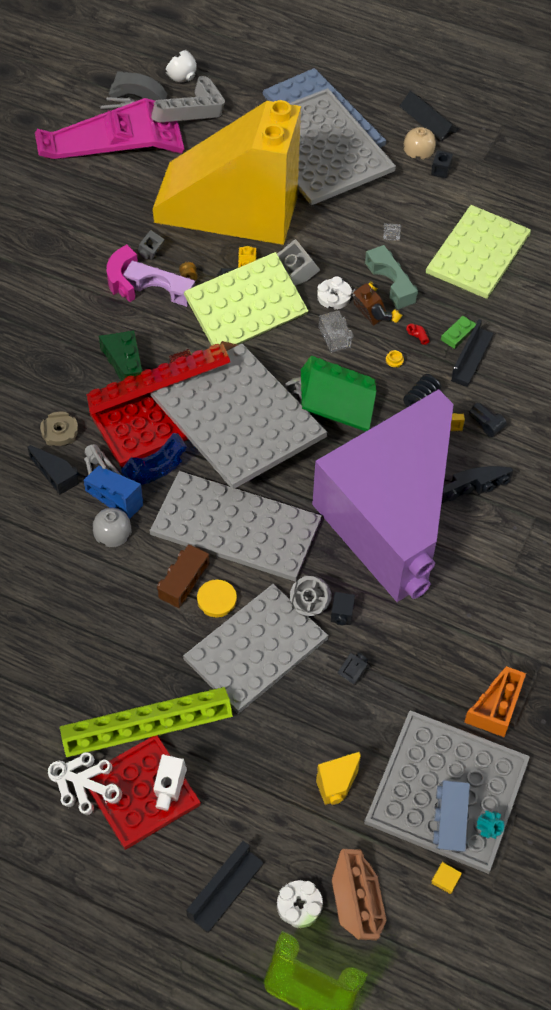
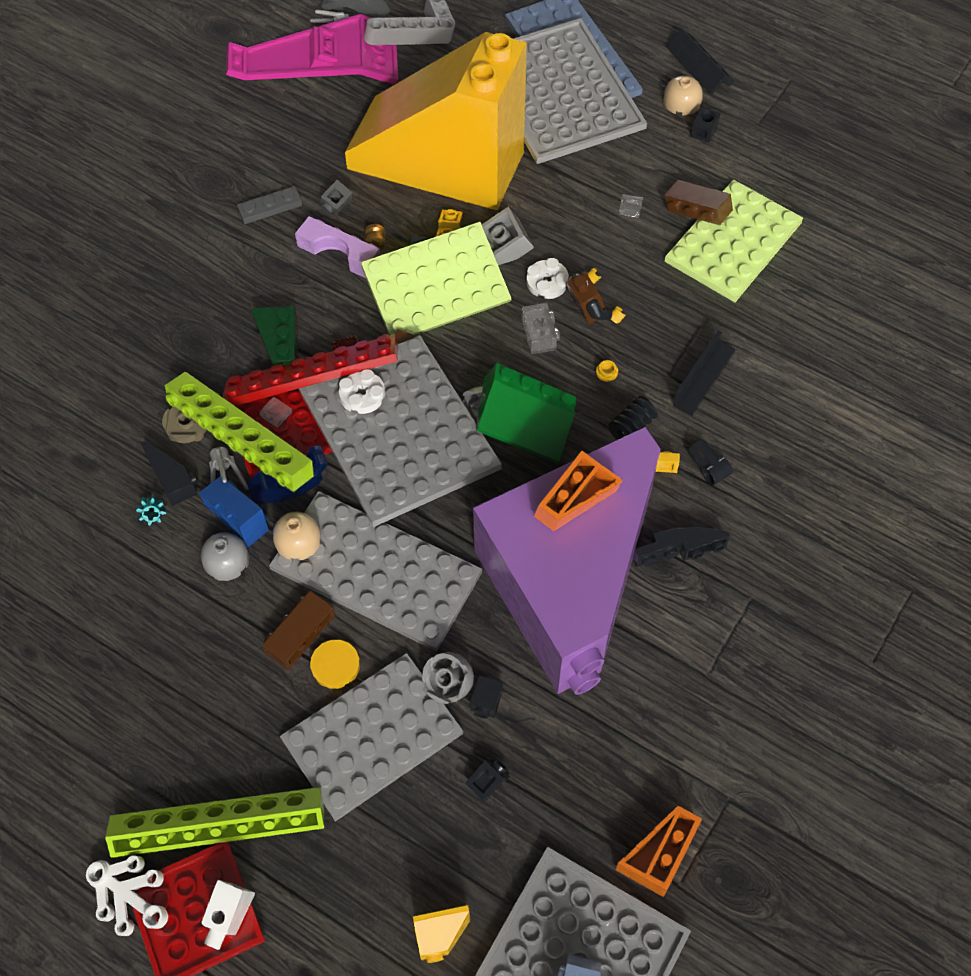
camera: 10 degrees right, 5 degrees up
(48, 501) = (151, 503): none -> teal gear
(93, 255) = (269, 205): none -> dark grey plate
(109, 429) = (239, 431): none -> lime brick
(116, 268) = (287, 225): dark pink arch -> none
(133, 413) = (275, 412): none -> clear tile
(169, 504) = (296, 536): none -> tan cylinder
(201, 381) = (359, 381): none -> white plate
(381, 262) = (612, 245): sand green arch -> none
(396, 438) = (577, 491): none -> orange wedge
(419, 332) = (642, 338): red arm -> none
(447, 224) = (699, 202): none -> reddish brown brick
(458, 332) = (692, 343): bright green plate -> none

